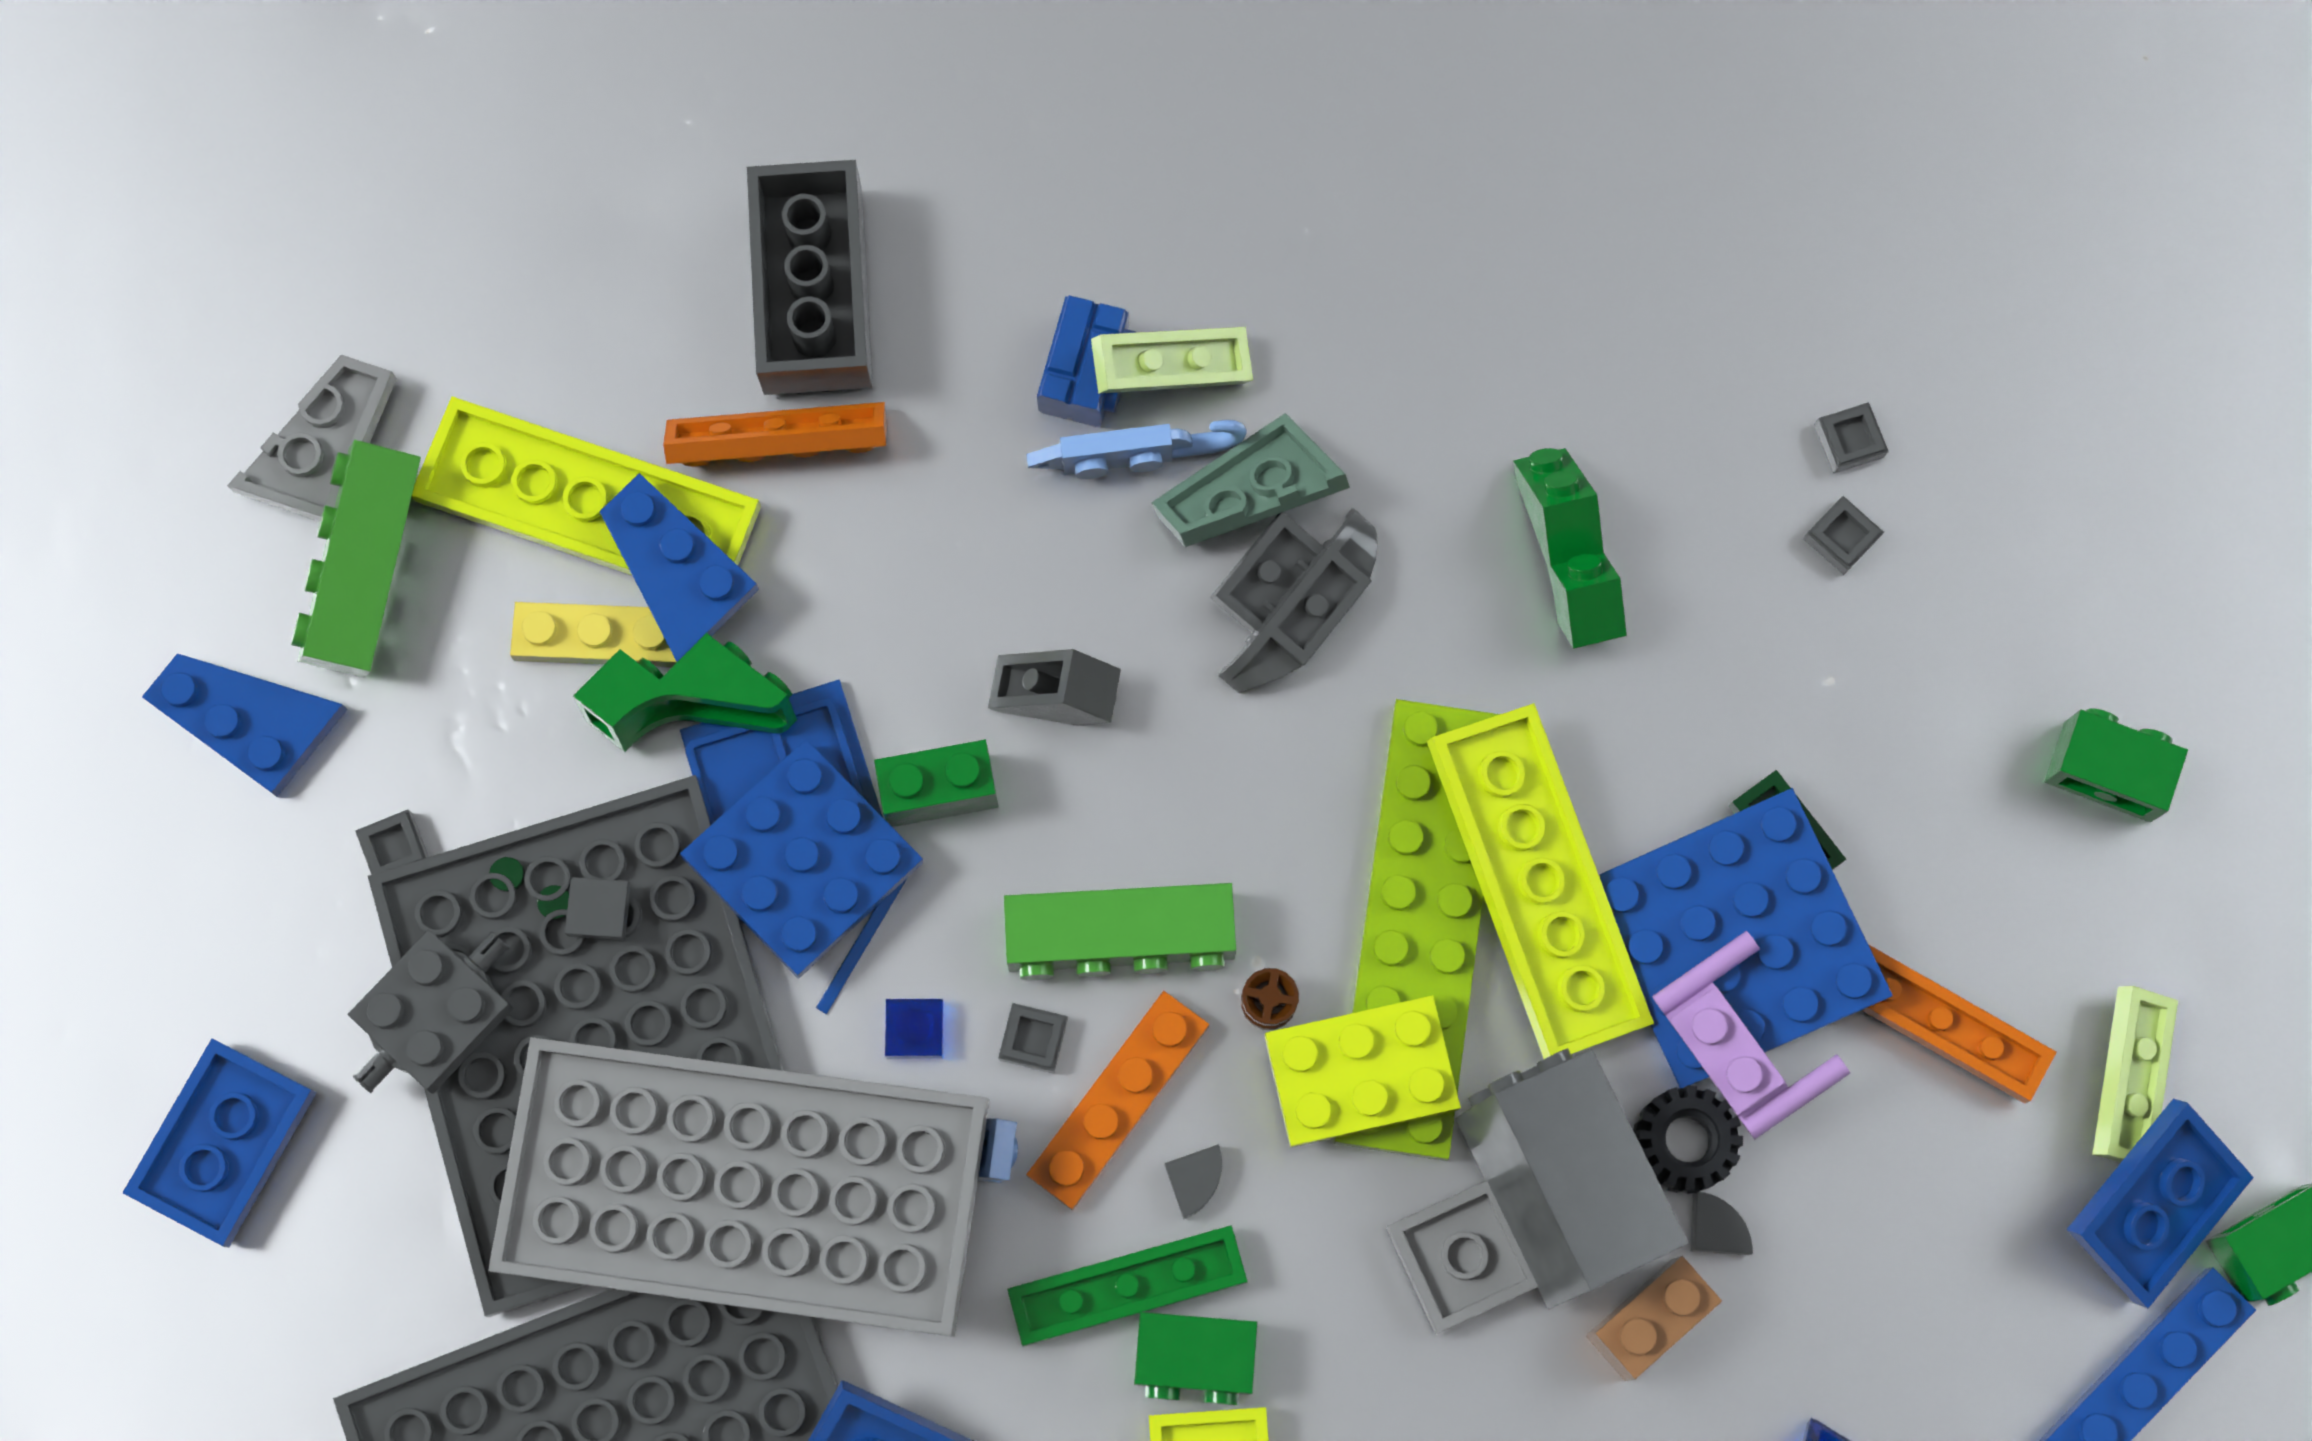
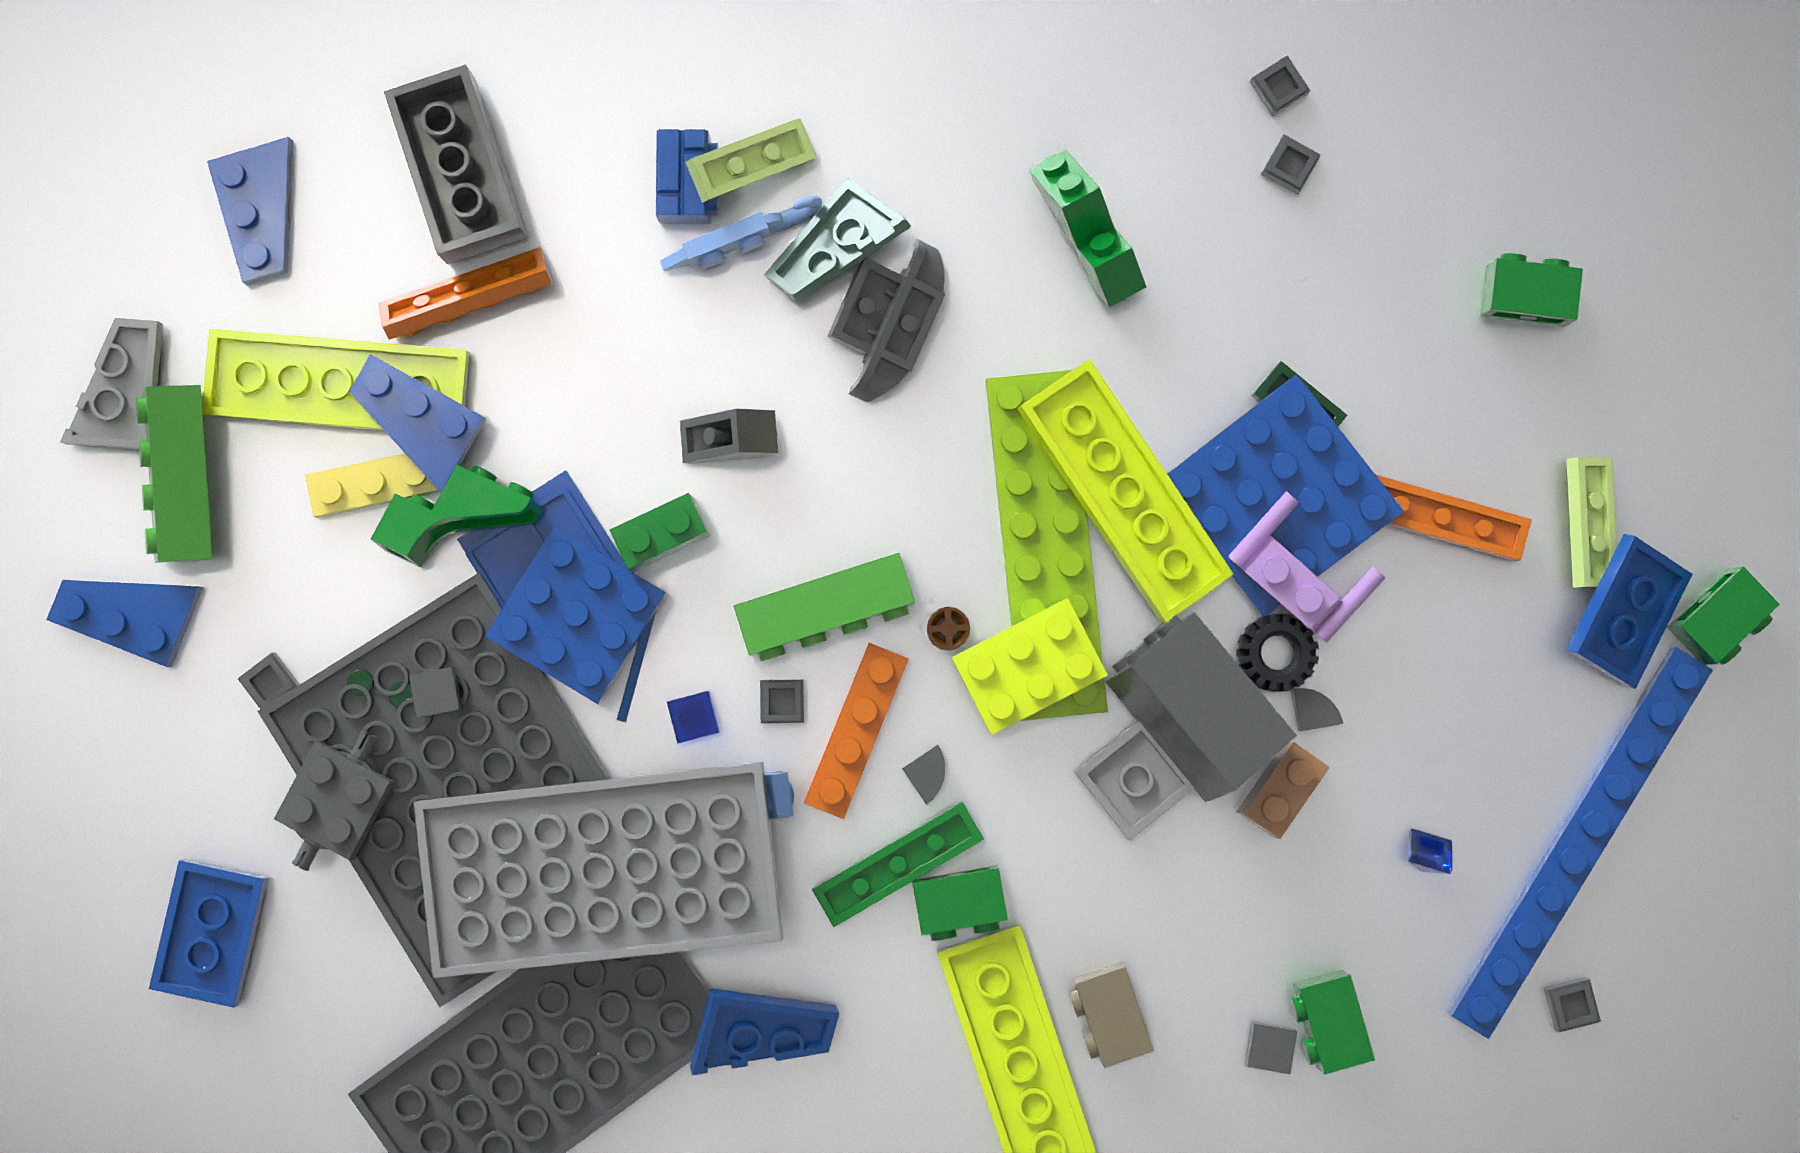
camera: 15 degrees left, 10 degrees up
(549, 270) = (254, 206): none -> wing

